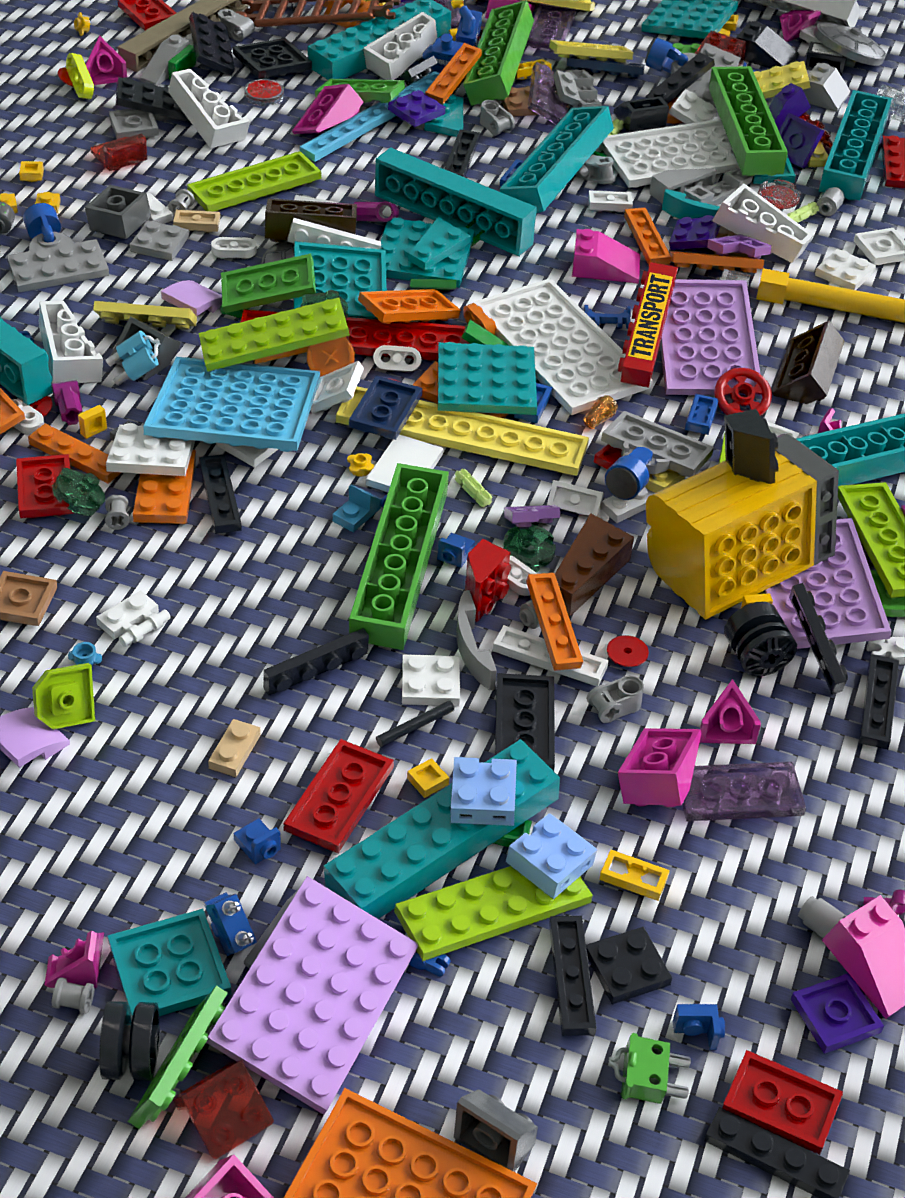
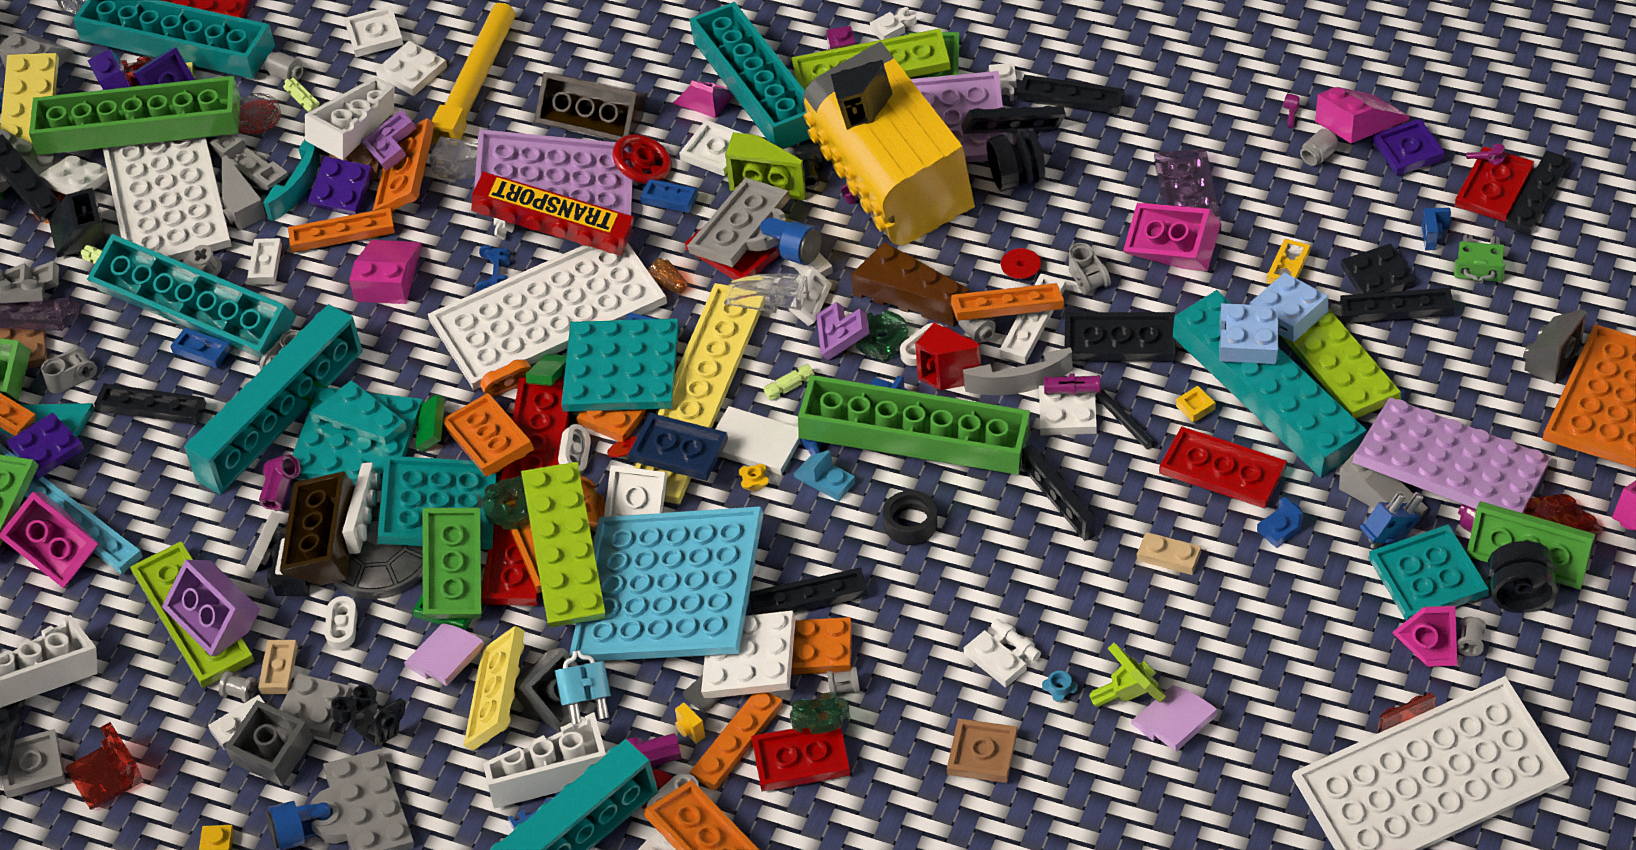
camera: 80 degrees left, 5 degrees up
(139, 260) = (364, 713): none -> black piece
(250, 178) = (210, 606): none -> medium lavender slope
(299, 572) = (910, 534): none -> black tyre
(446, 669) = (1072, 384): none -> magenta pin
(567, 463) = (768, 292): none -> clear slope
(730, 719) = (1108, 191): dark pink slope -> none
(822, 1097) = (1494, 155): none -> magenta hand

